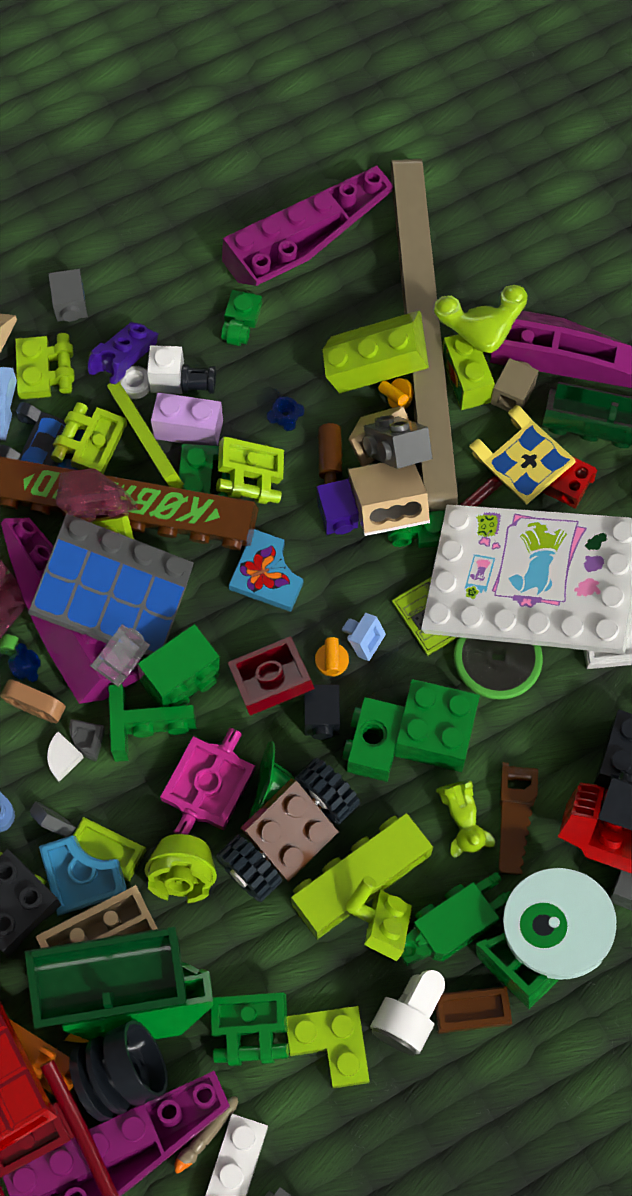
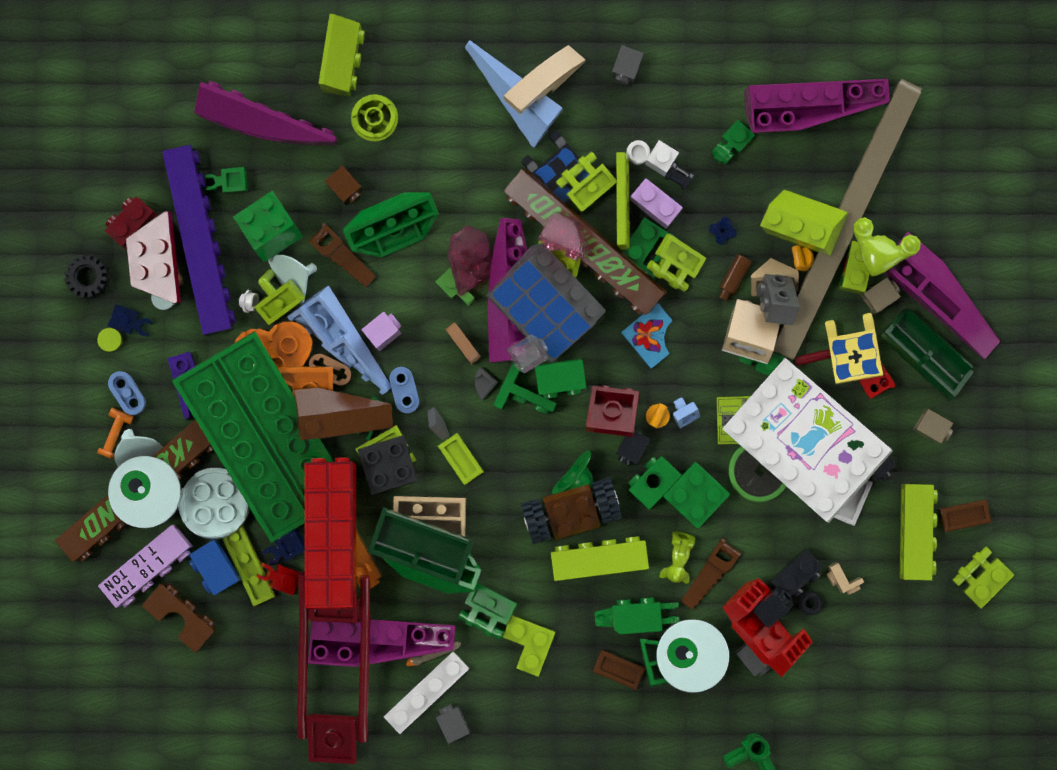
camera: 30 degrees right, 20 degrees up
(24, 663) = (470, 315): clear blue plate -> none
(33, 366) = (578, 104): lime plate -> none
(62, 756) = (463, 387): white tile -> none
(78, 877) = (436, 470): dark azure tile -> none
(118, 1071) = (402, 597): black wheel -> none
(121, 351) = (641, 130): dark purple plate -> none
(181, 868) = (497, 498): lime cone -> none
(208, 783) = (540, 453): dark pink plate -> none
(337, 507) = (717, 318): dark purple brick -> none
(386, 919) = (597, 595): lime plate -> none
(406, 1021) = (578, 656): white piece -> none

